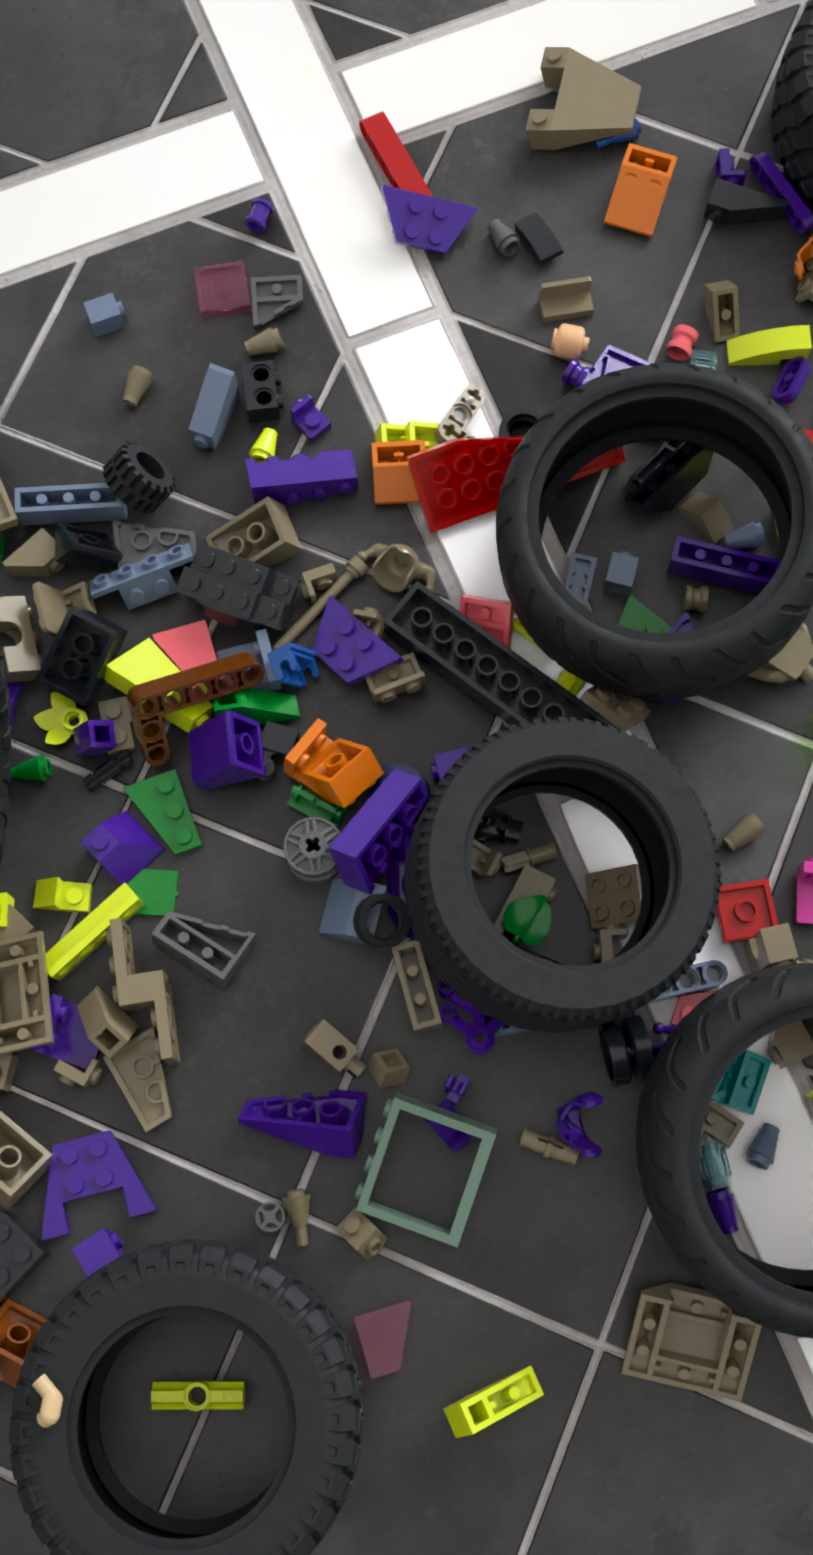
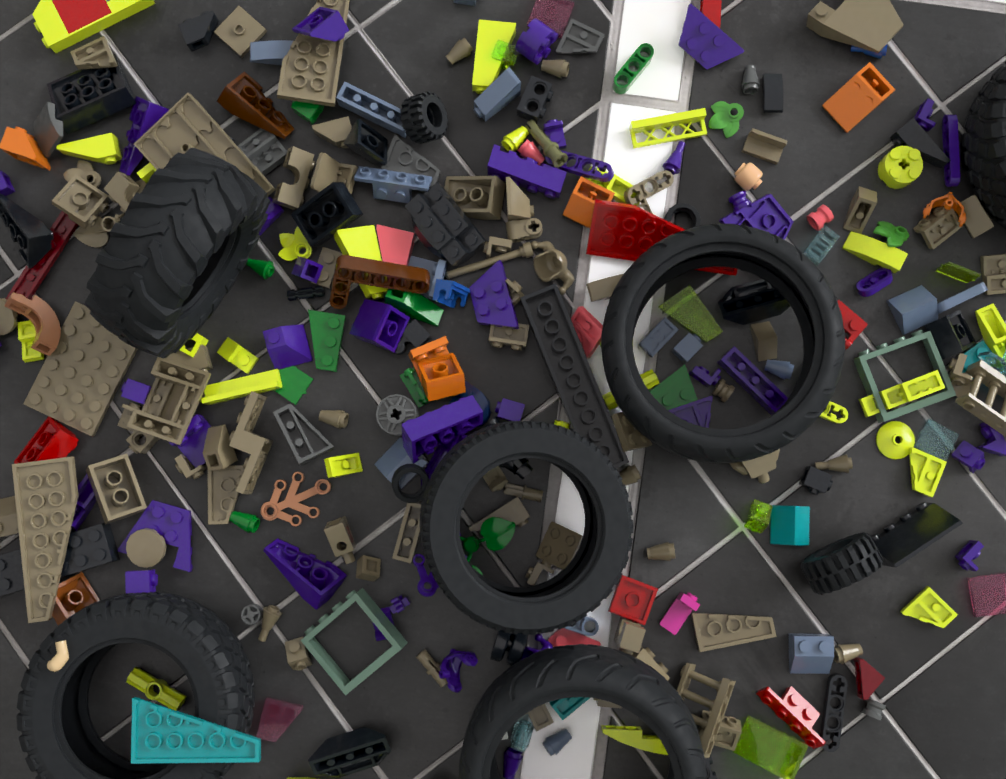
camera: 30 degrees right, 10 degrees up
(79, 1210) = (146, 547): none -> dark tan tile
(174, 362) = (485, 67): none -> neon yellow slope
(193, 355) = (505, 53): none -> clear neon green bracket
(194, 1100) = (245, 521): none -> green cone
(224, 323) = (536, 41): none -> dark purple brick
(235, 902) = (335, 418): none -> dark tan cone
(239, 1038) = (292, 500): none -> nougat plant
(270, 1414) = (176, 737): none -> teal wing
(280, 954) = (343, 465): none -> neon yellow slope
(288, 448) = (530, 150): none -> coral cone
(311, 518) = (517, 202): none -> dark tan slope
(315, 433) = (550, 148): none -> olive pin
(336, 546) = (522, 229): none -> dark tan piece
(358, 285) = (637, 61): none -> green beam
(361, 430) = (581, 161): none -> dark purple beam
(434, 333) = (667, 121): none -> neon yellow fence
(471, 371) = (673, 162): none -> dark purple cone
(478, 558) = (603, 288): none -> dark tan slope
(500, 295) = (724, 120): none -> bright green plate
(509, 1322) = (349, 753): none -> black wedge
(601, 532) = (692, 314): none -> clear neon green wing
(660, 596) = (701, 375): none -> dark purple bracket
(737, 239) = (900, 167): none -> neon yellow brick
(782, 315) = (895, 235): none -> bright green plate

